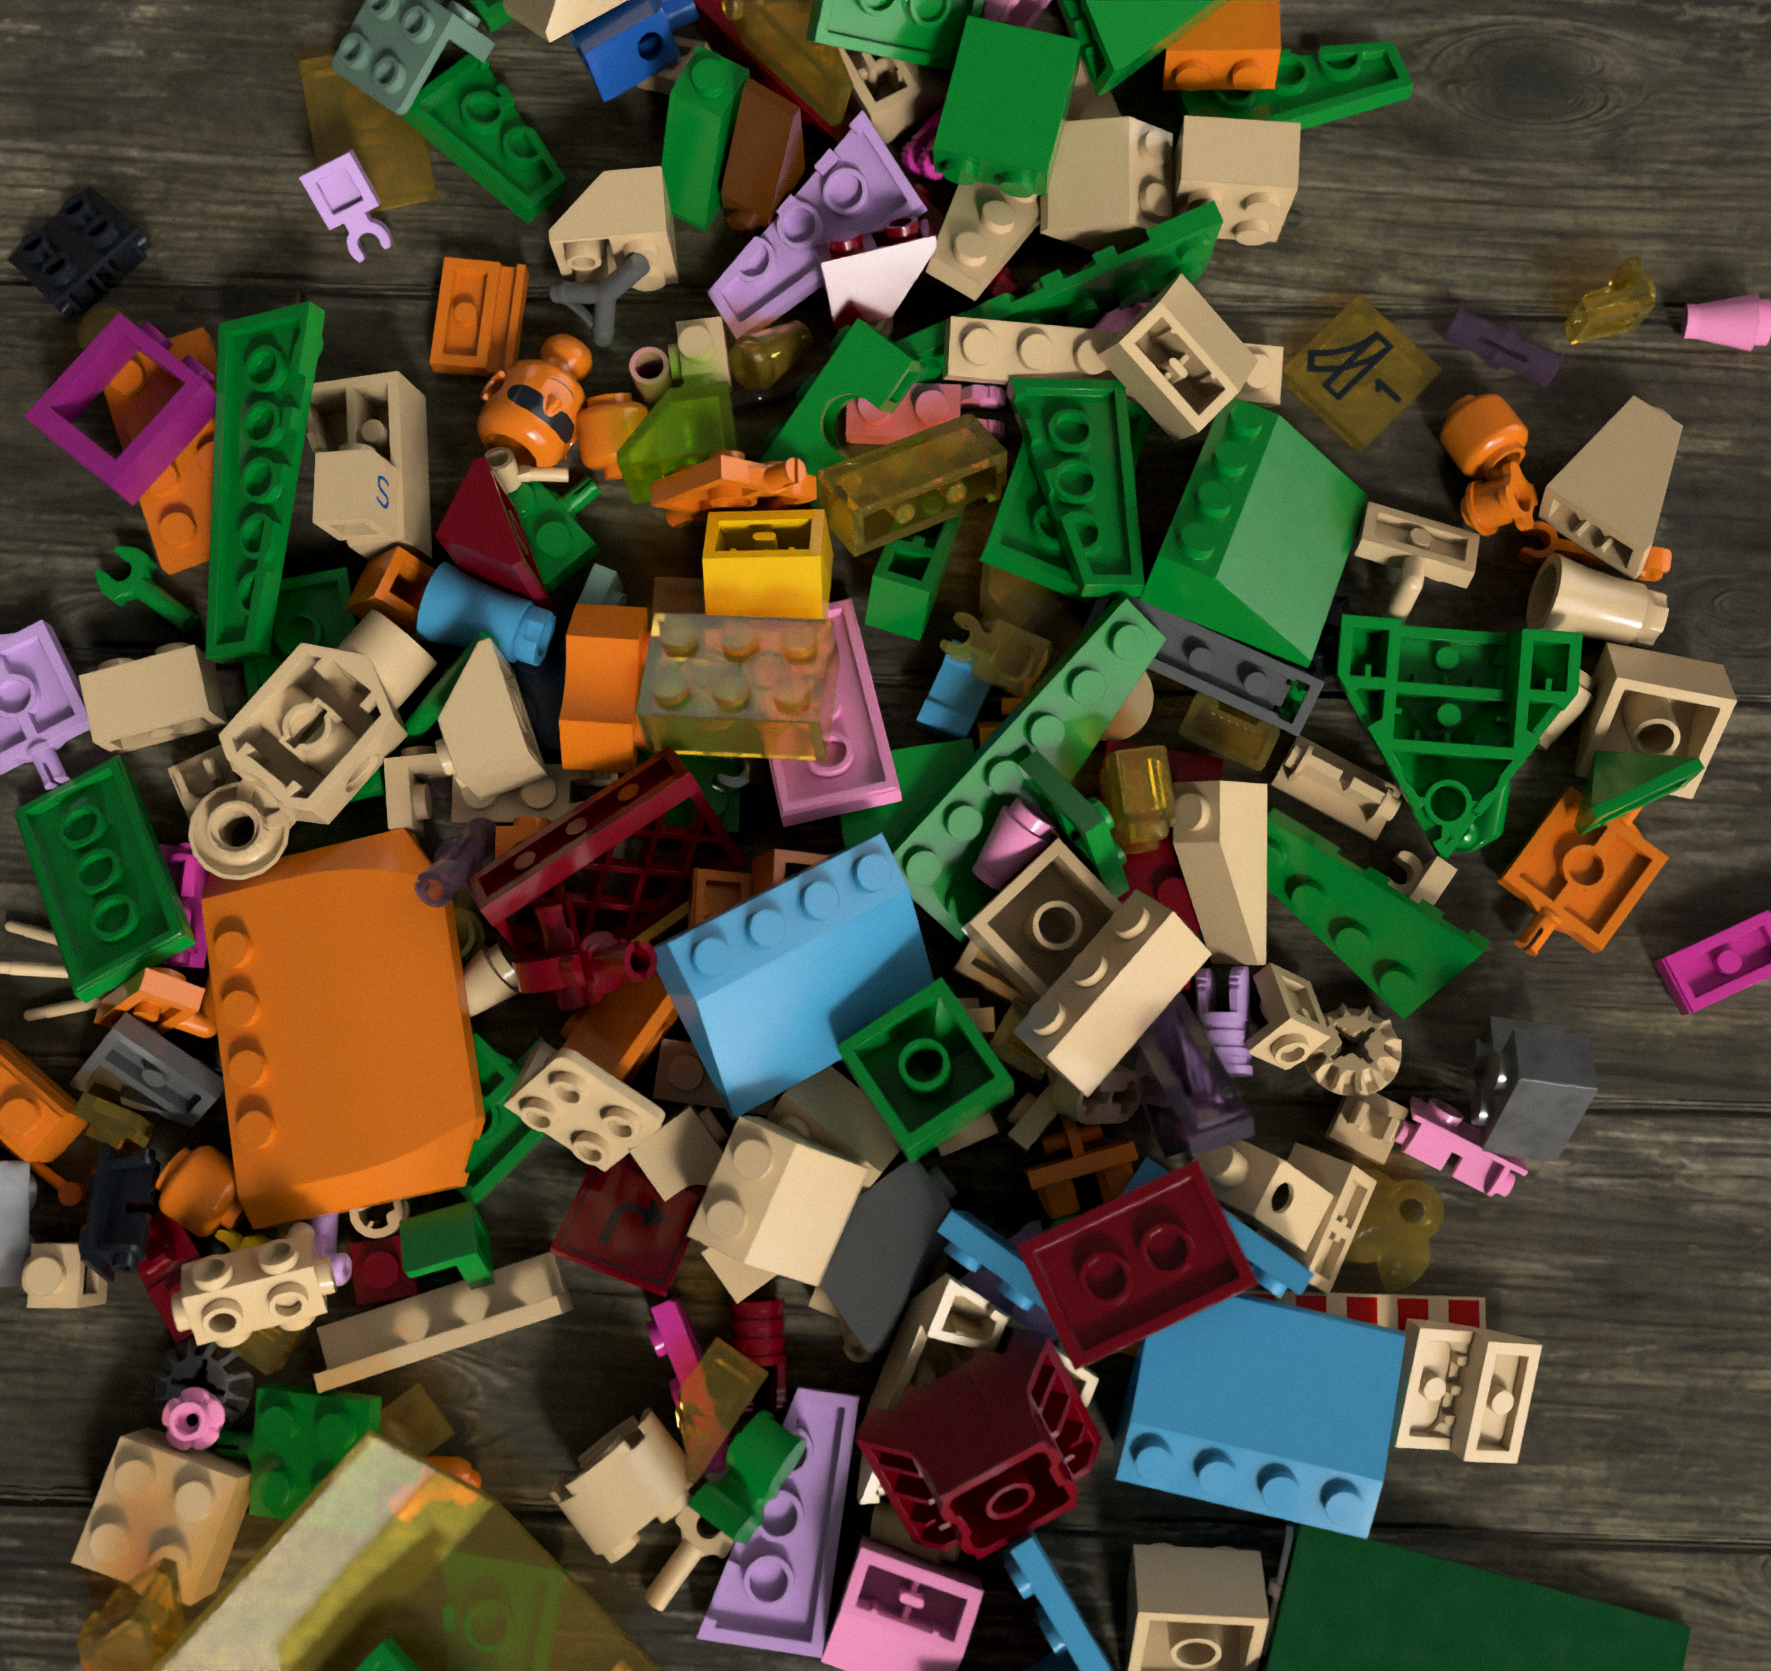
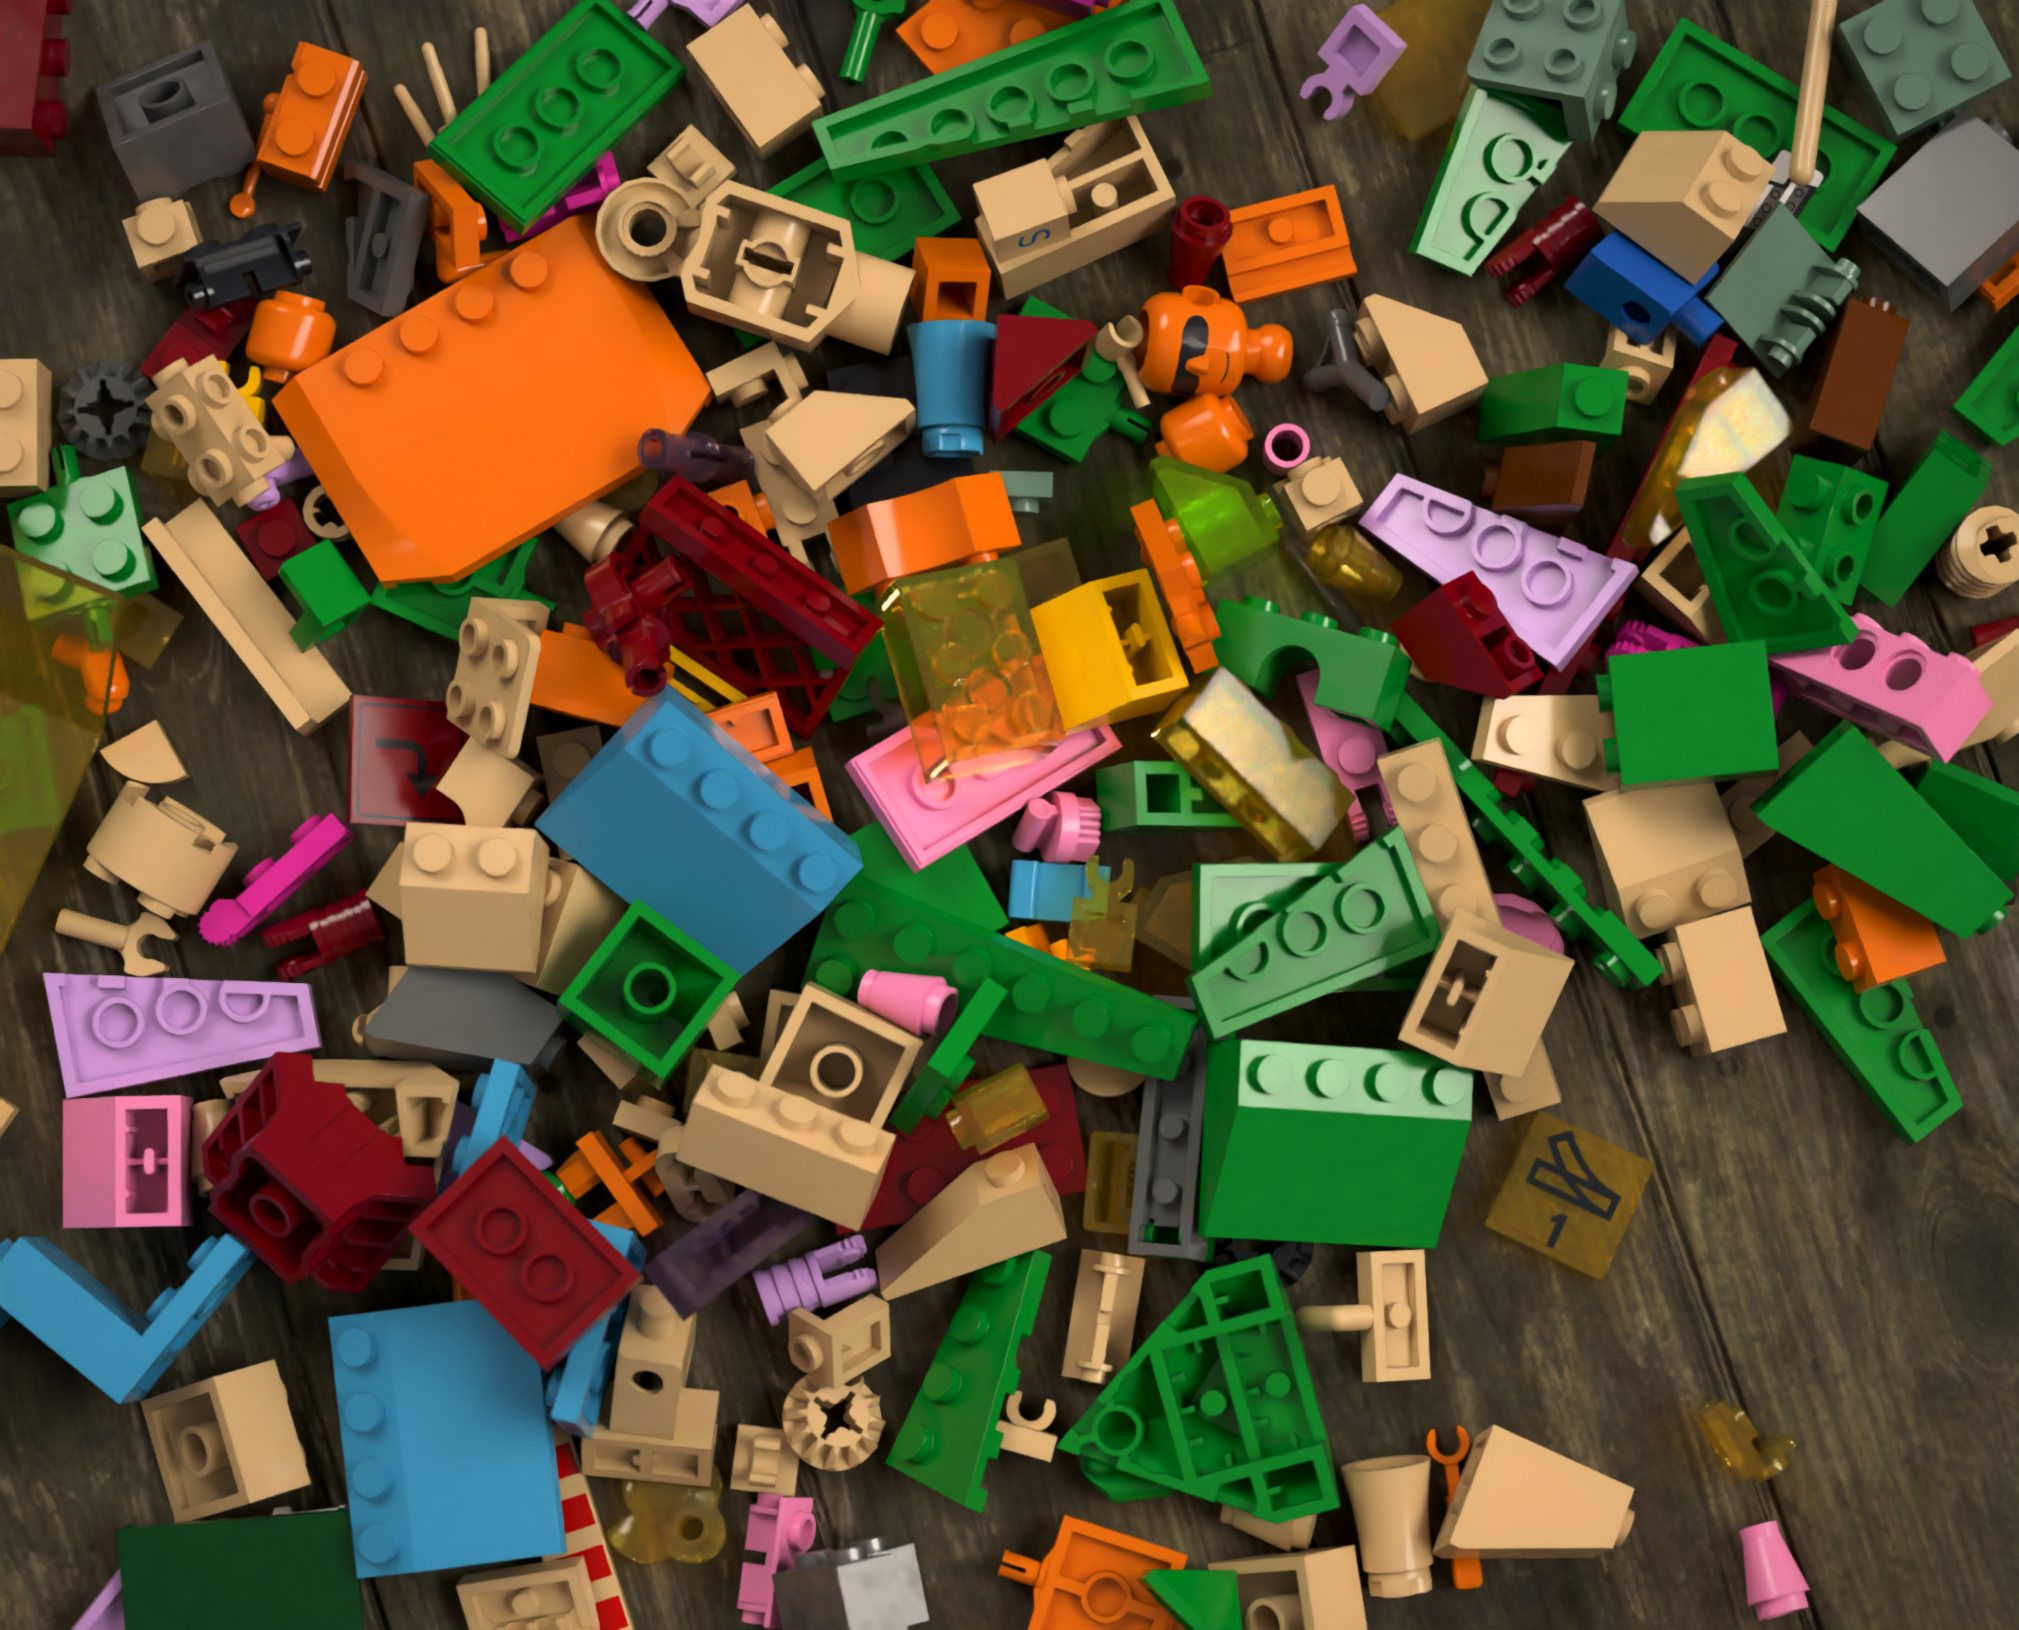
camera: 65 degrees right, 5 degrees up
(112, 1123) = (323, 221): clear yellow plate -> none
(210, 1419) = (83, 433): bright pink plate -> none
(433, 703) = (864, 375): green bar -> none
(444, 377) = (1197, 238): none -> dark red cone
(533, 1465) = (146, 756): none -> tan tile
(568, 111) = (1552, 243): none -> dark red hinge
(714, 1402) = (264, 907): clear yellow slope -> none
(756, 1468) = (215, 971): green leg -> none
(904, 670) = (1061, 828): none -> bright pink piece
(1483, 436) = (1539, 1347): orange head -> none
(1500, 502) = (1470, 1387): orange brick -> none
(1538, 365) = (1653, 1339): clear purple pin -> none

